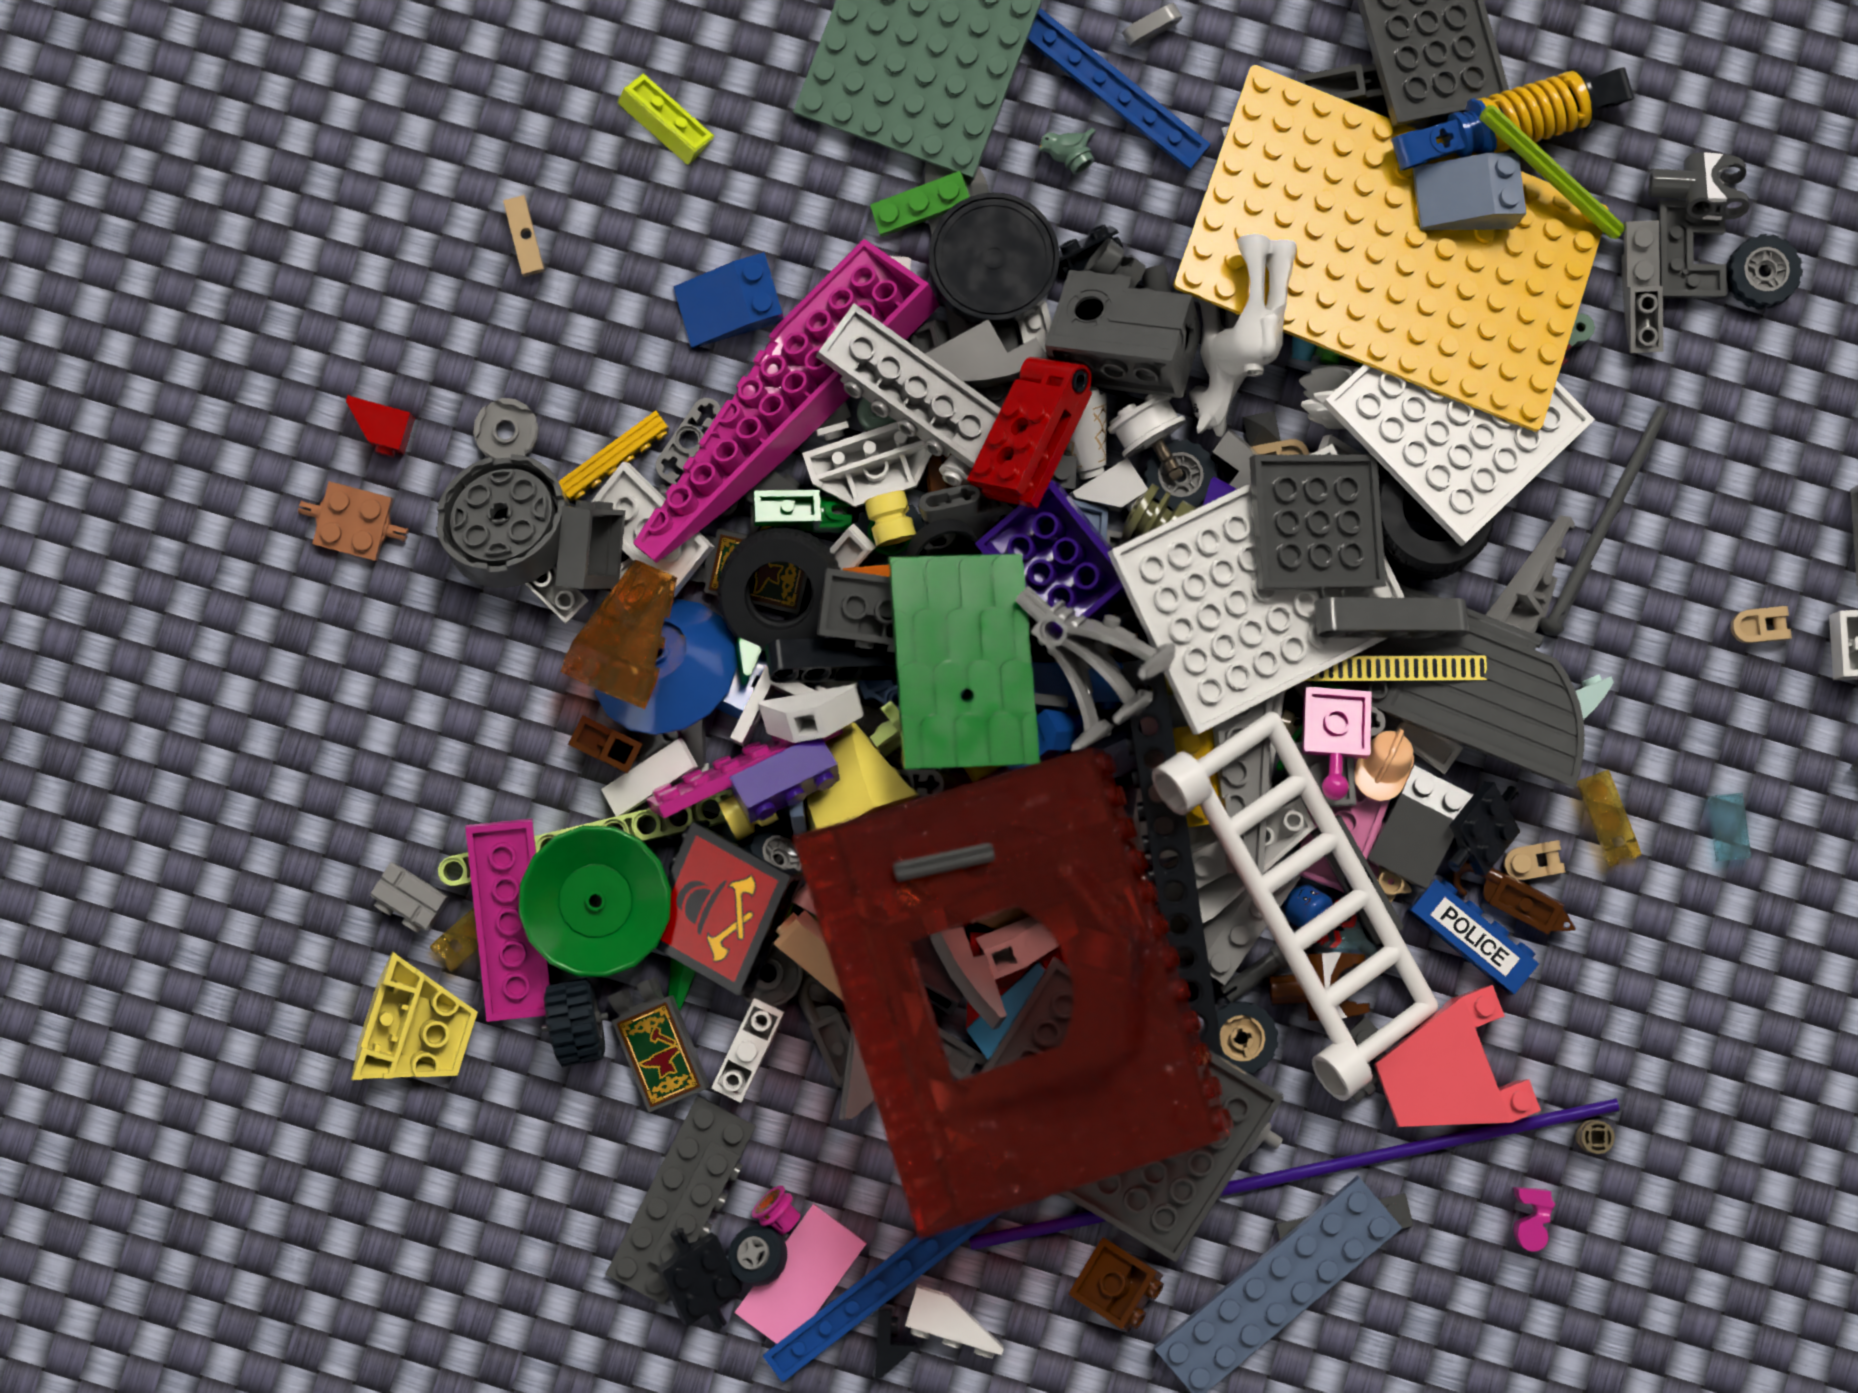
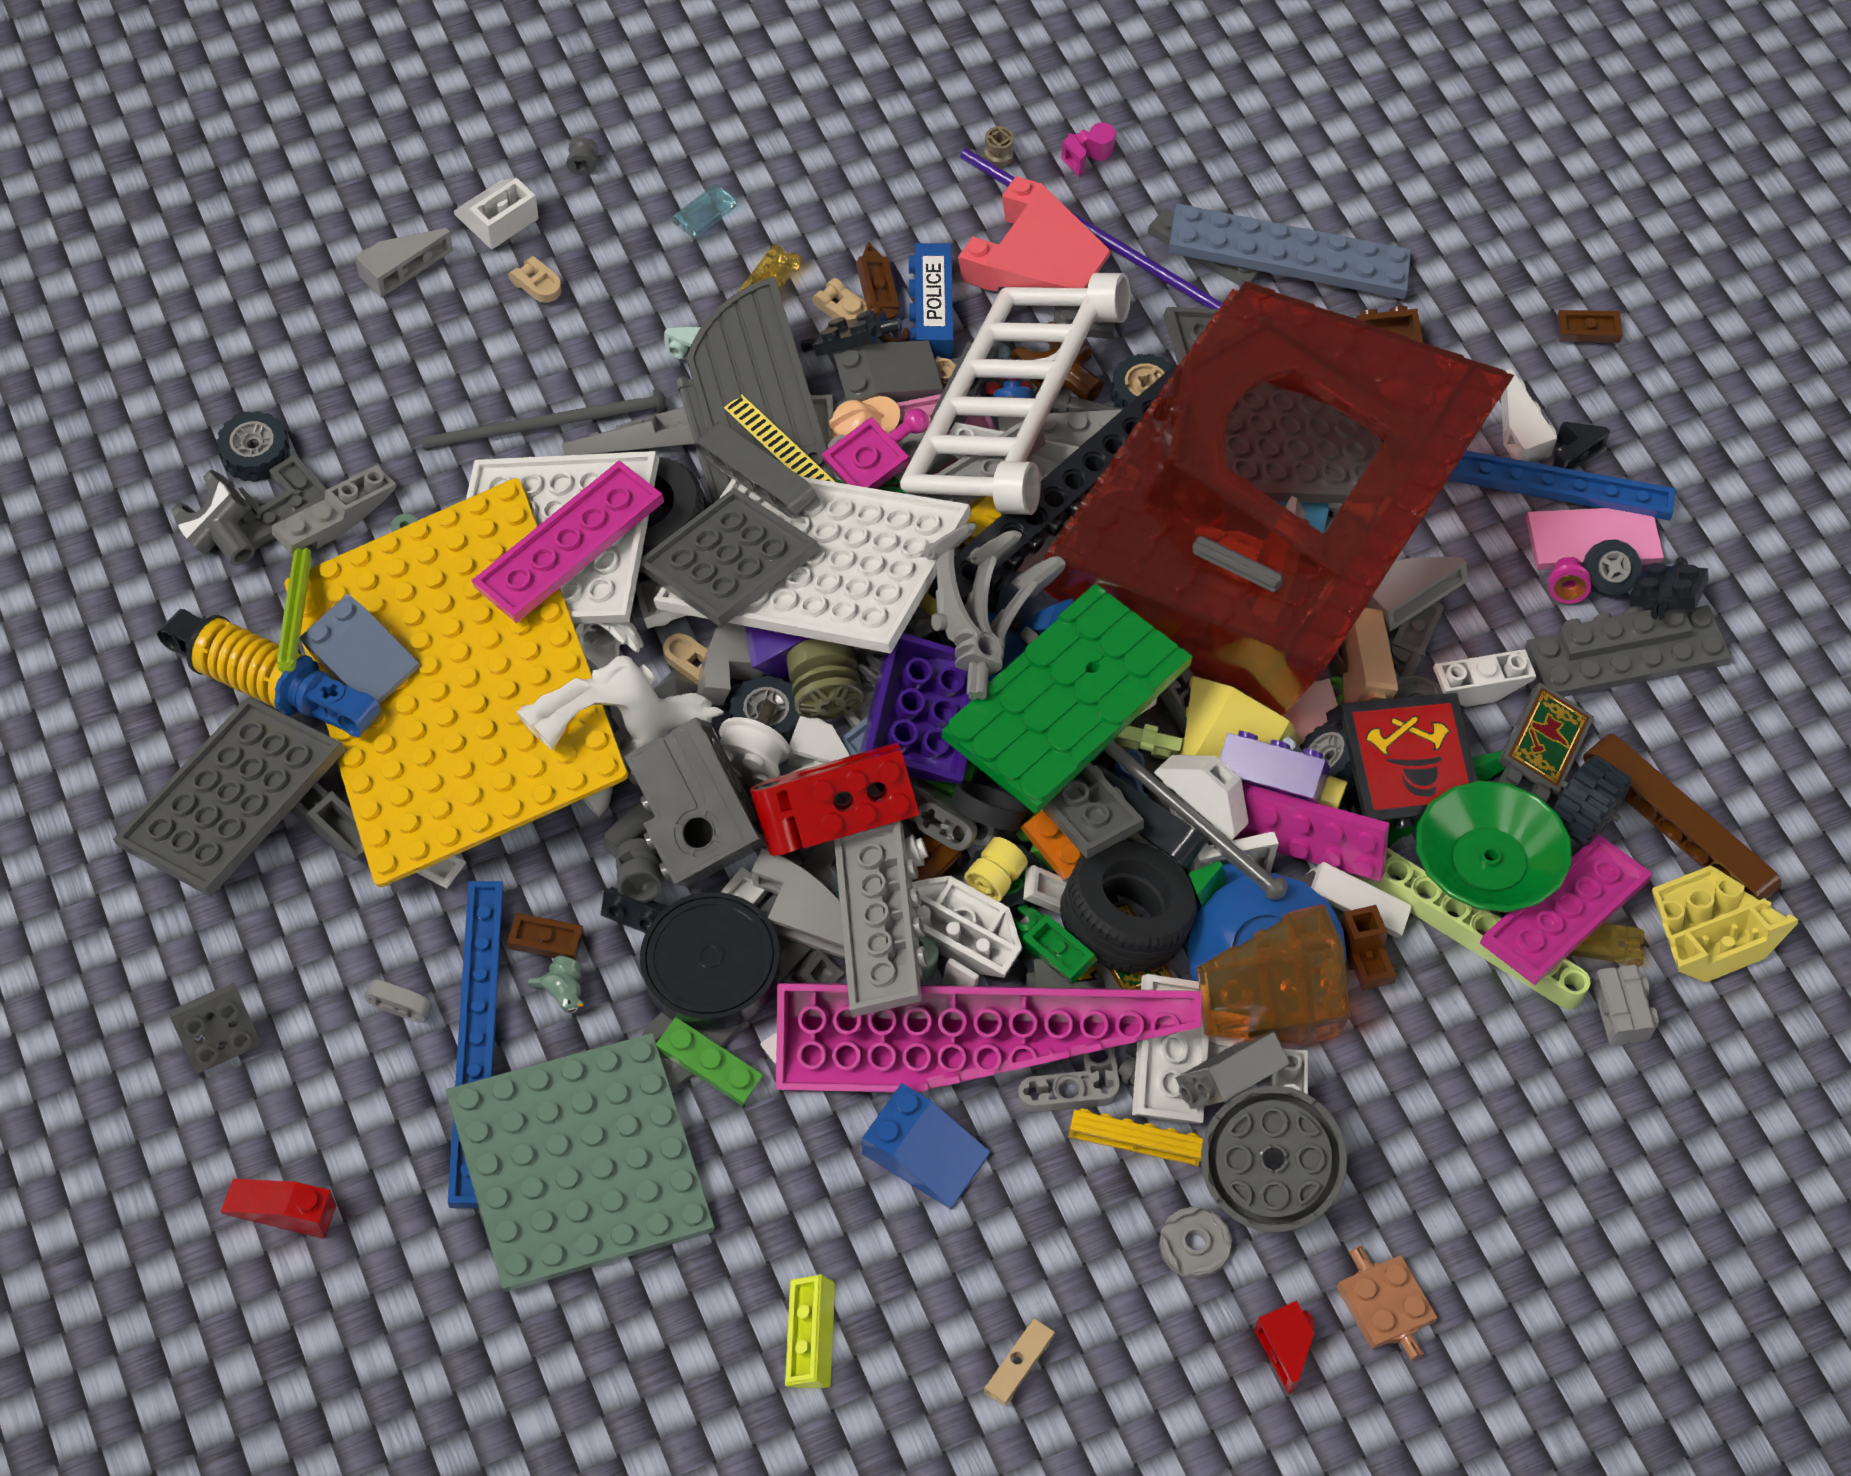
camera: 135 degrees left, 25 degrees down
(510, 1090) = (1686, 821): none -> reddish brown beam
(688, 692) = (1274, 888): none -> dark grey bar
(1119, 167) = (545, 936): none -> reddish brown plate
(1429, 406) = (567, 541): none -> dark pink plate

